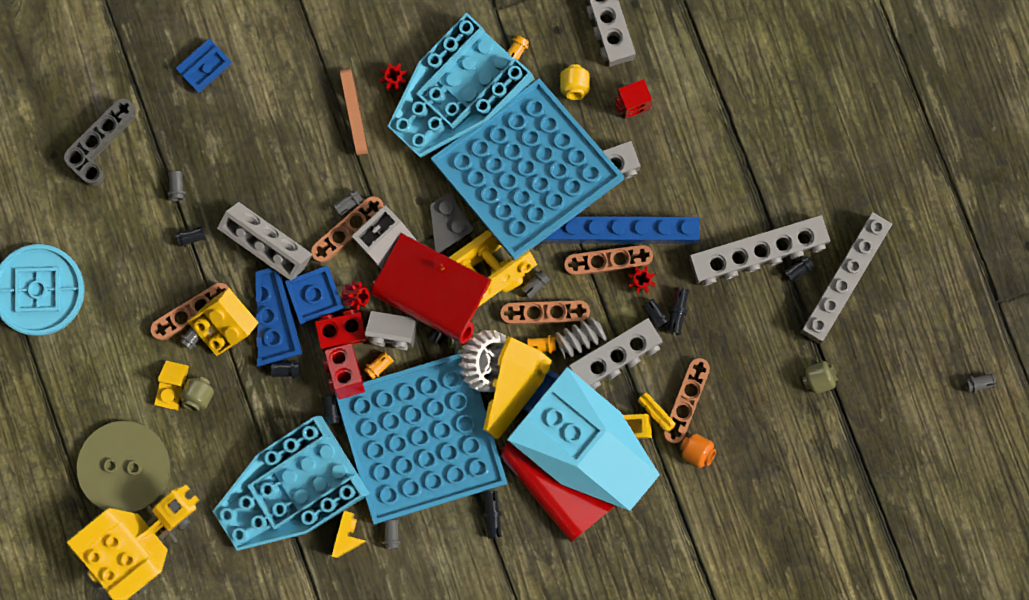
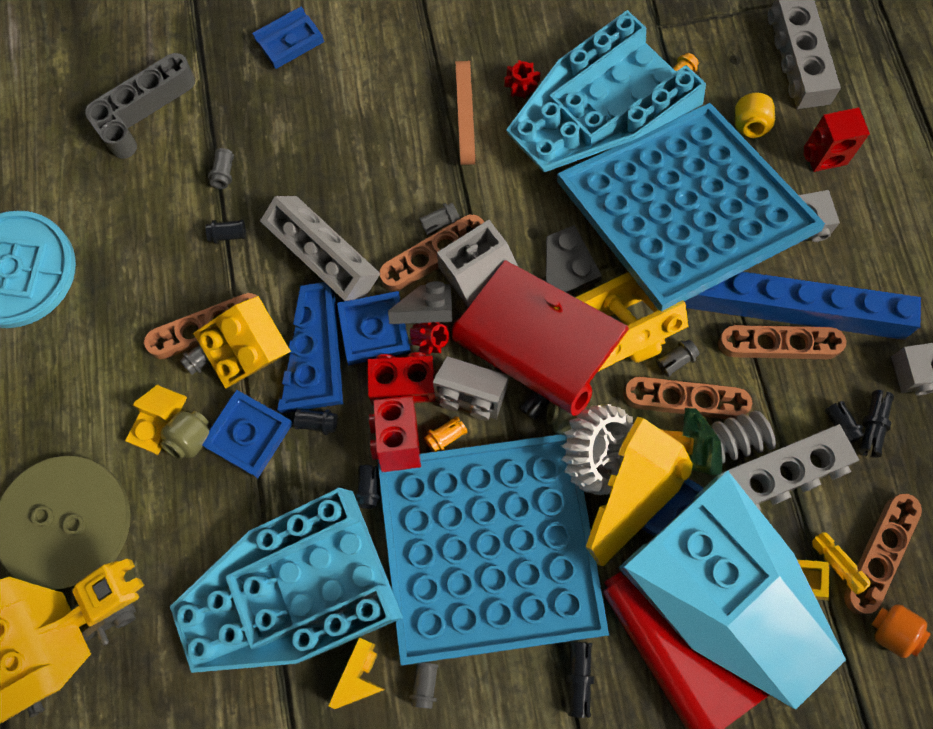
camera: 10 degrees right, 10 degrees down
(239, 386) = (247, 434): none -> blue plate
(349, 275) = (424, 305): none -> dark grey wing
(558, 349) = (706, 444): none -> clear green slope
(647, 278) = (836, 370): red gear -> none

